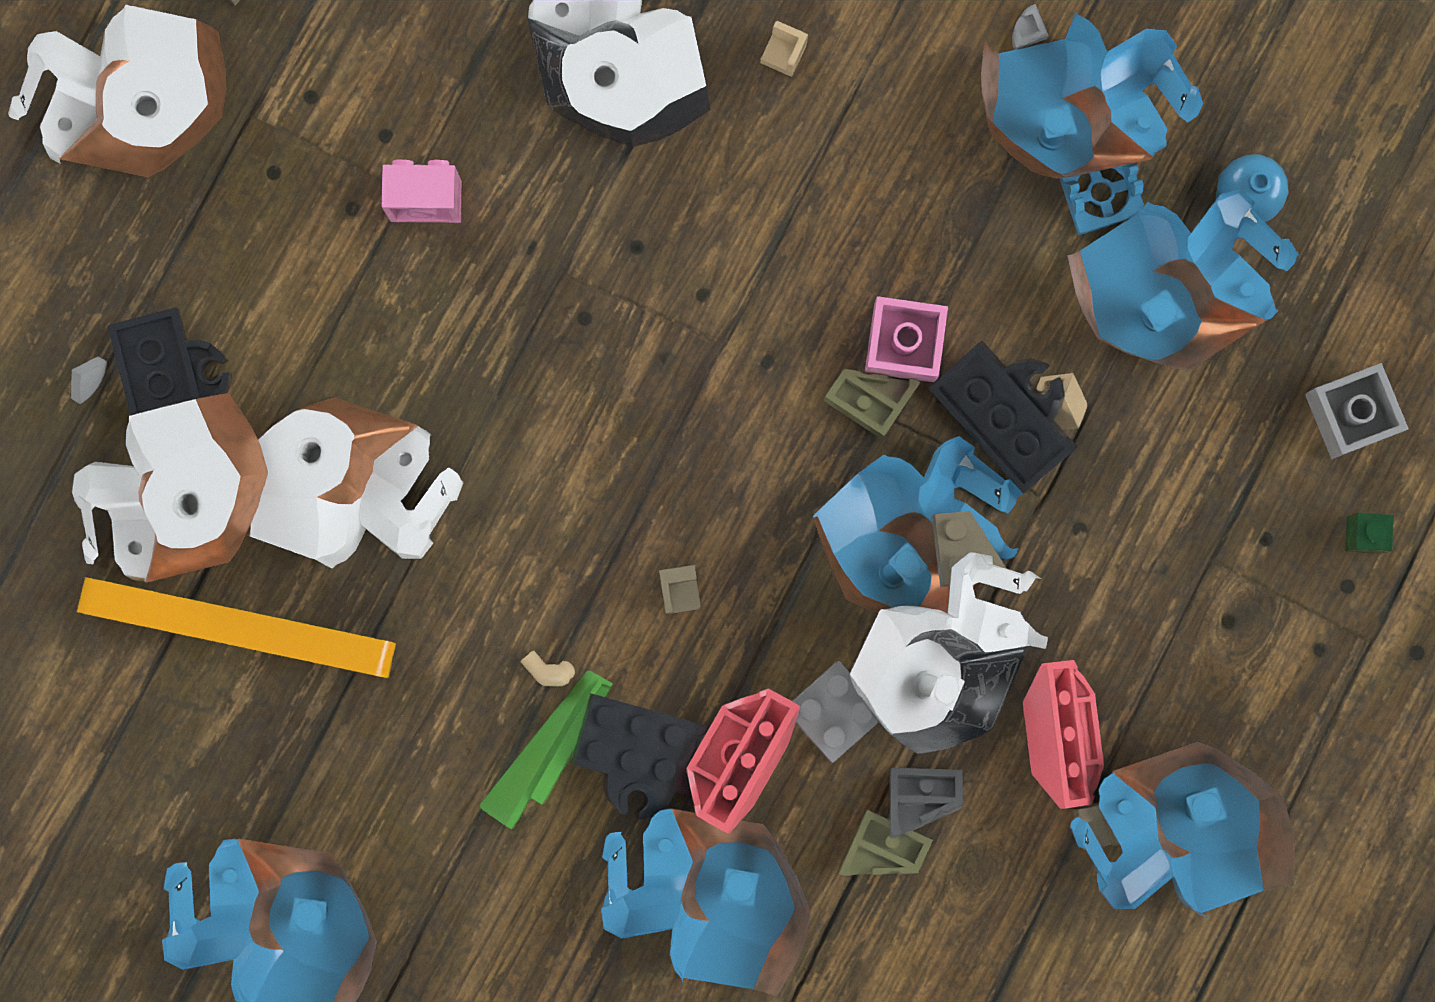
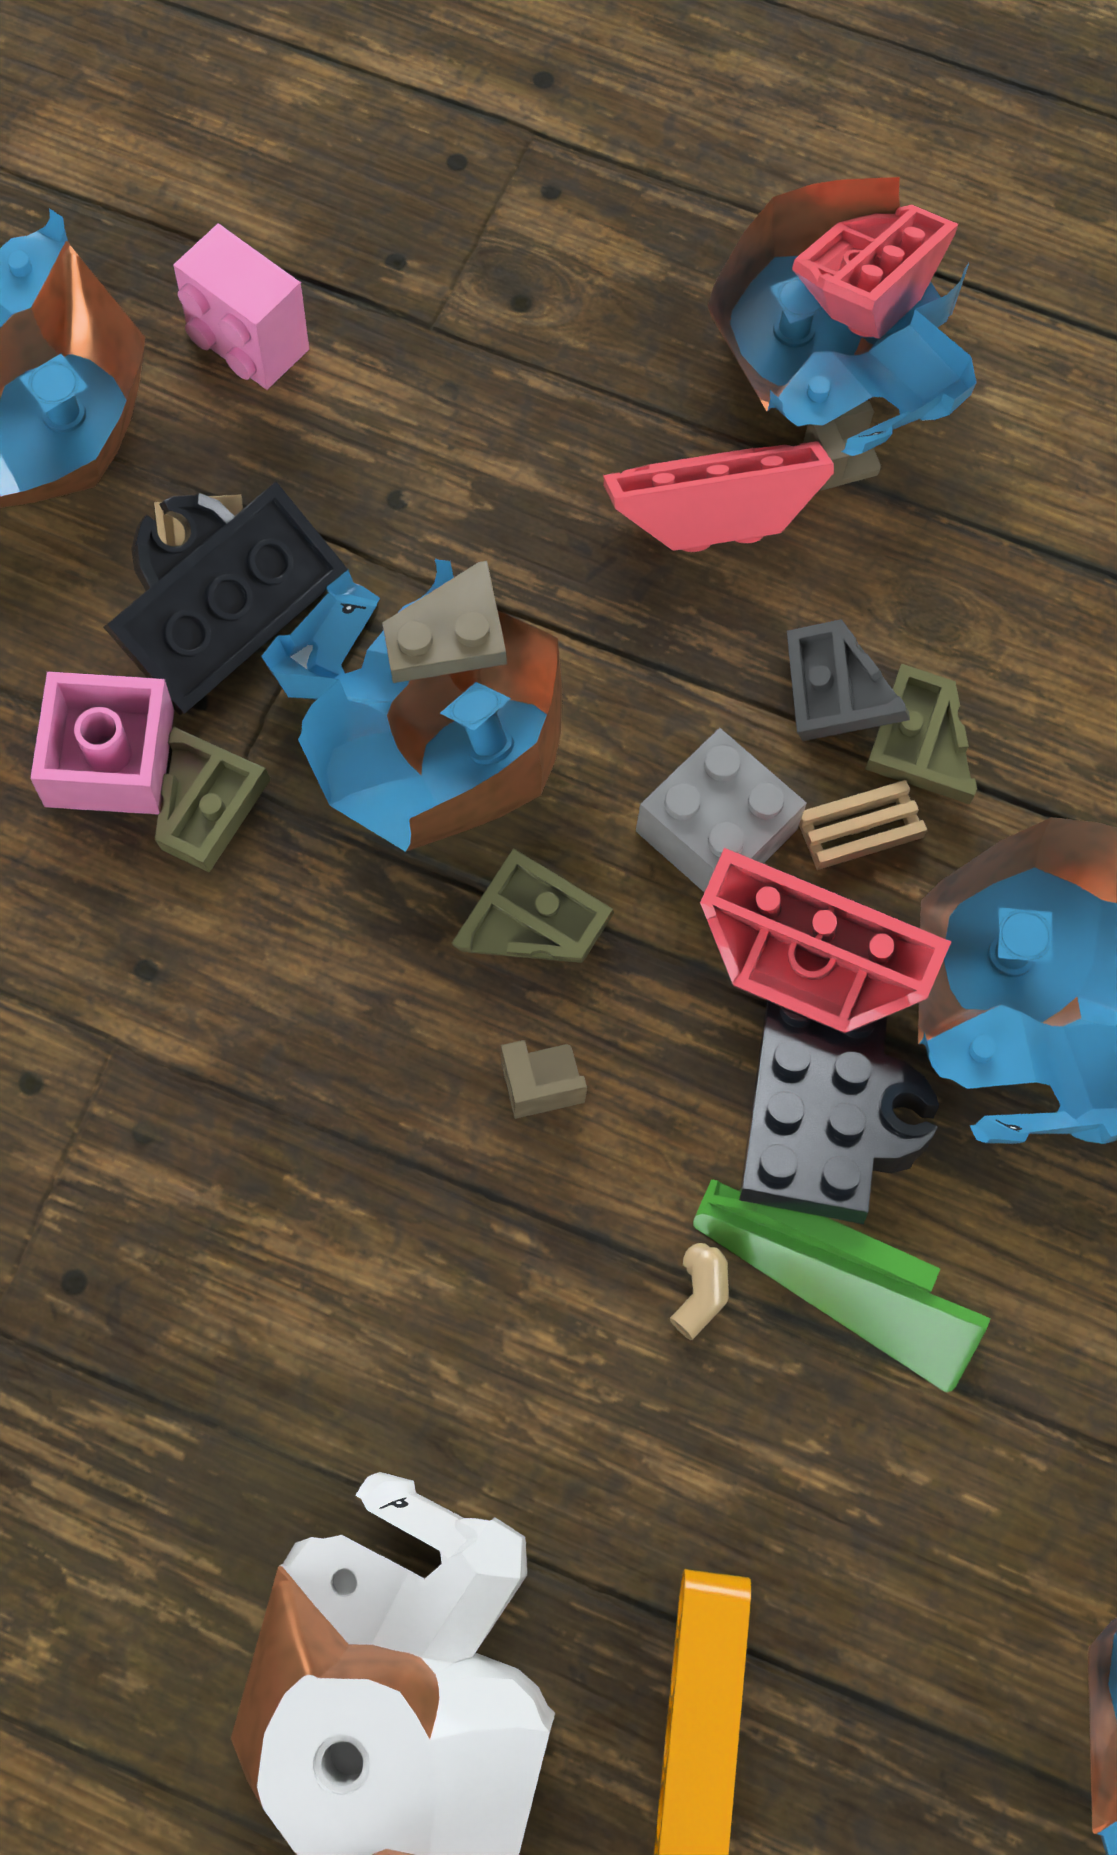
camera: 95 degrees left, 15 degrees down
(781, 593) = (533, 915): none -> olive wing
(821, 772) = (855, 804): none -> tan tile
(944, 674) = (630, 644): white piece -> none
(1216, 431) = (242, 307): none -> bright pink brick
(1226, 858) = (875, 267): none -> coral wedge
(1356, 411) = (202, 139): light grey brick -> none
(1369, 533) = (379, 124): dark green brick -> none

